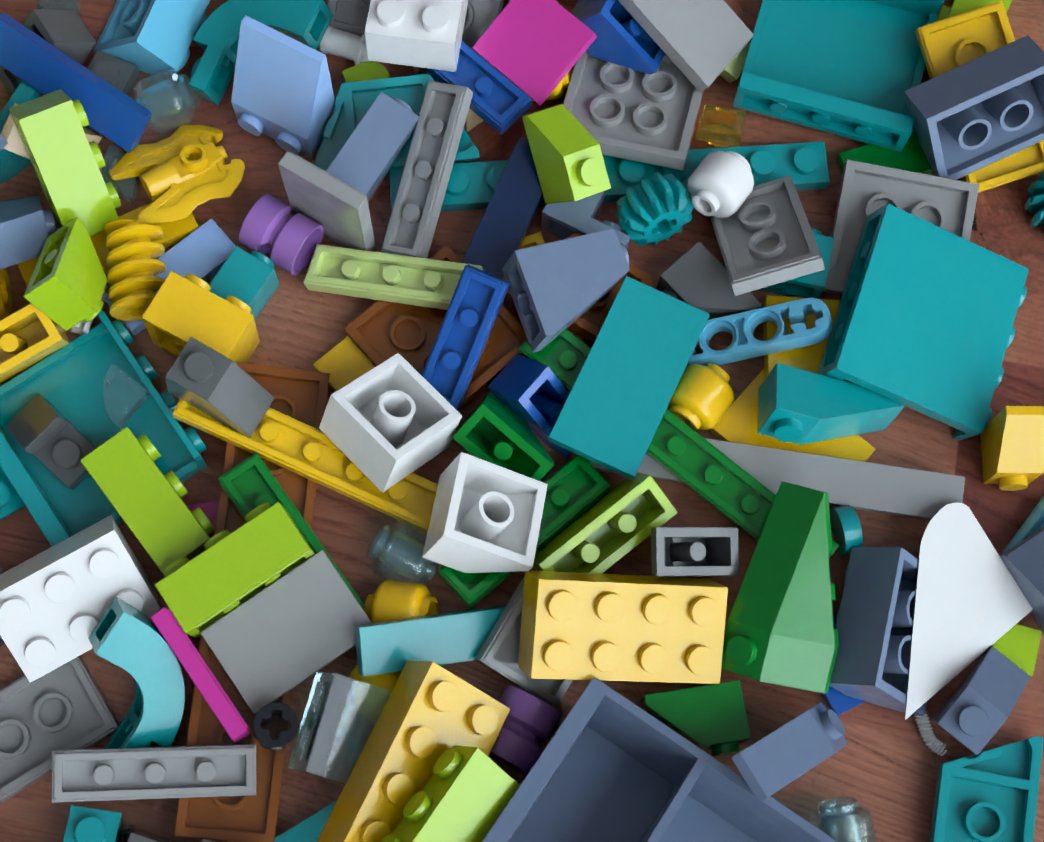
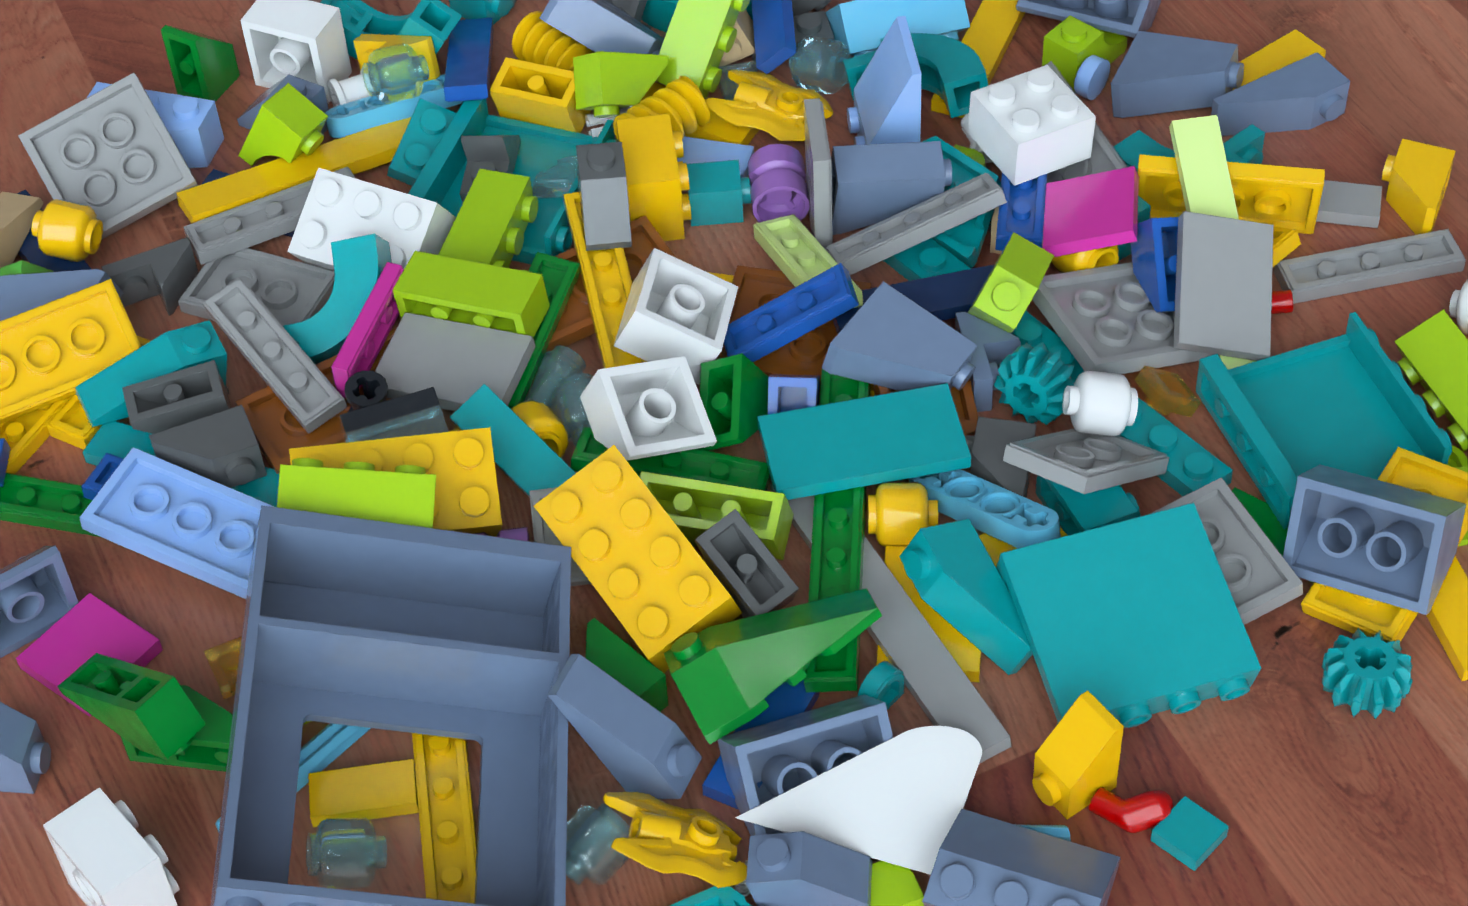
camera: 60 degrees right, 25 degrees down
(349, 551) = (553, 368): none -> clear light blue cone
(891, 768) = (678, 839): none -> yellow piece

